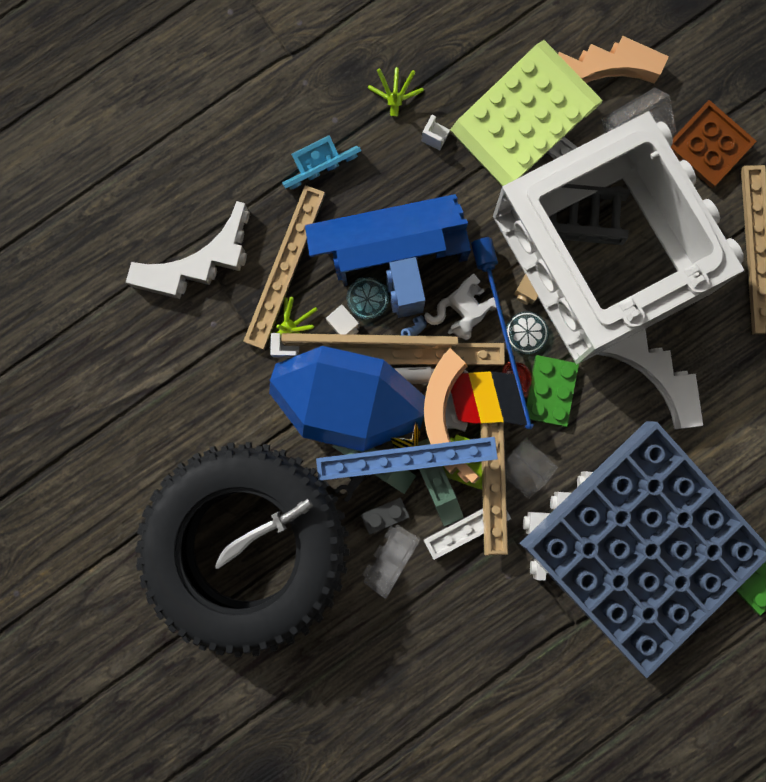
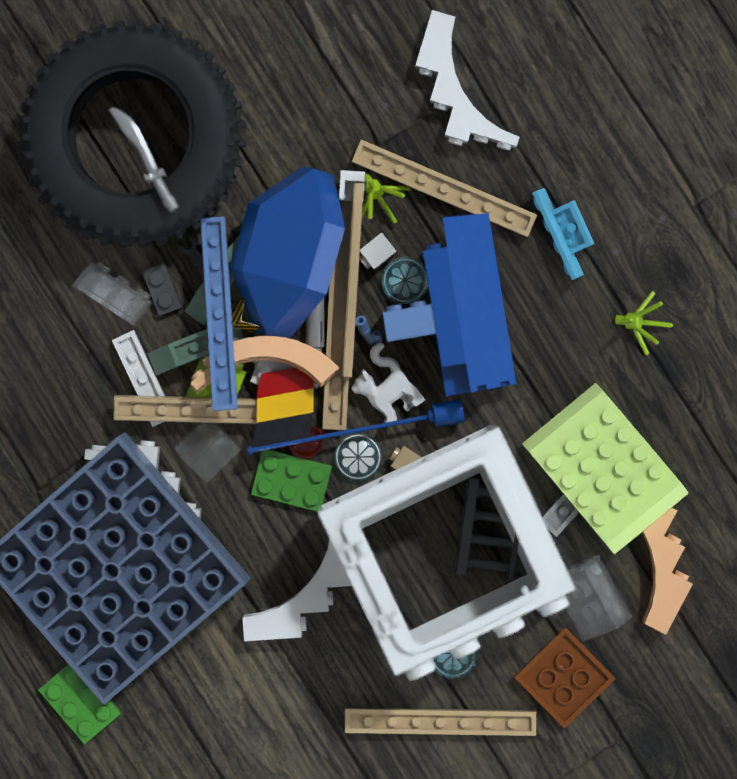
camera: 85 degrees right, 5 degrees up
(434, 133) = (591, 365): white panel -> none

